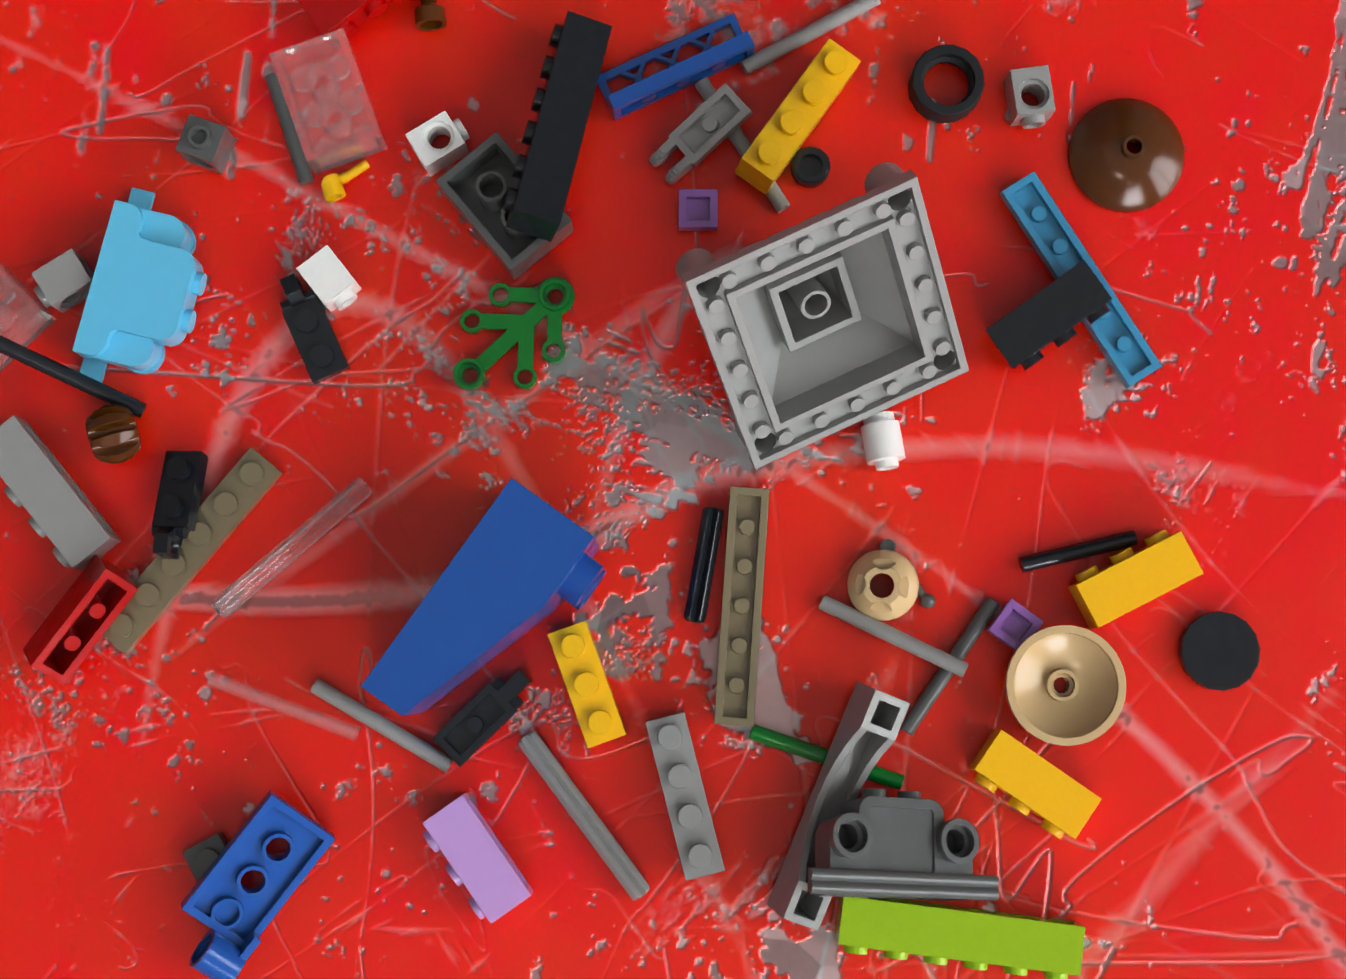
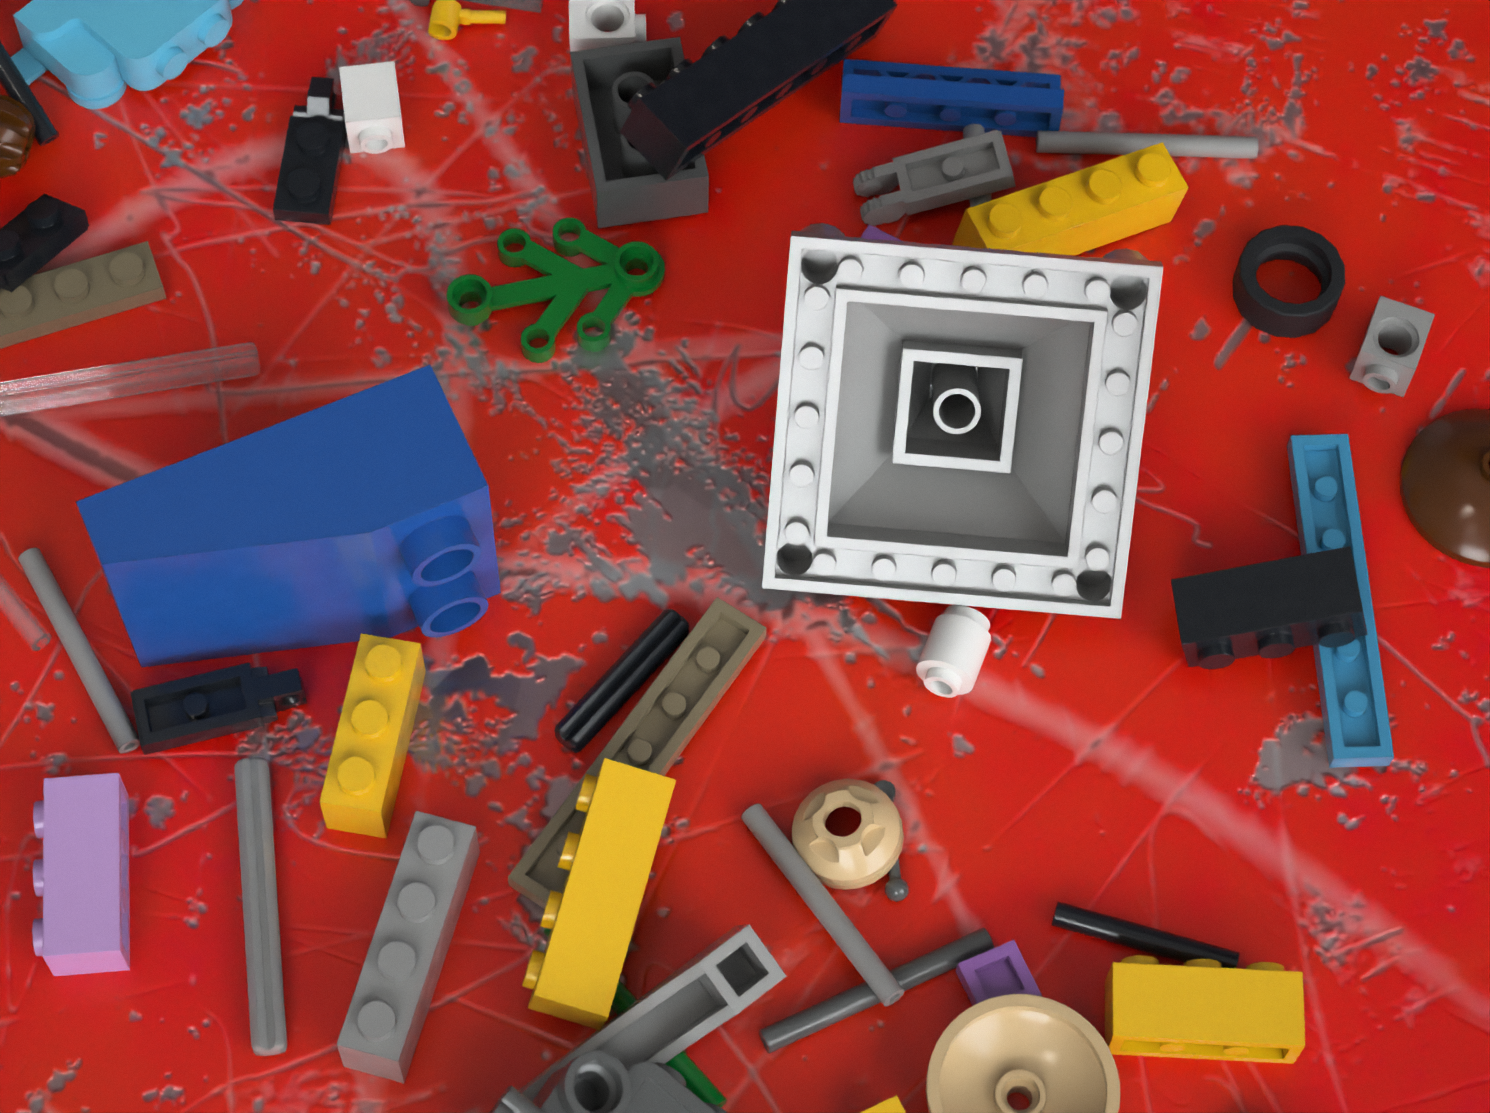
camera: 30 degrees right, 20 degrees down
(775, 709) = (600, 895): none -> yellow brick

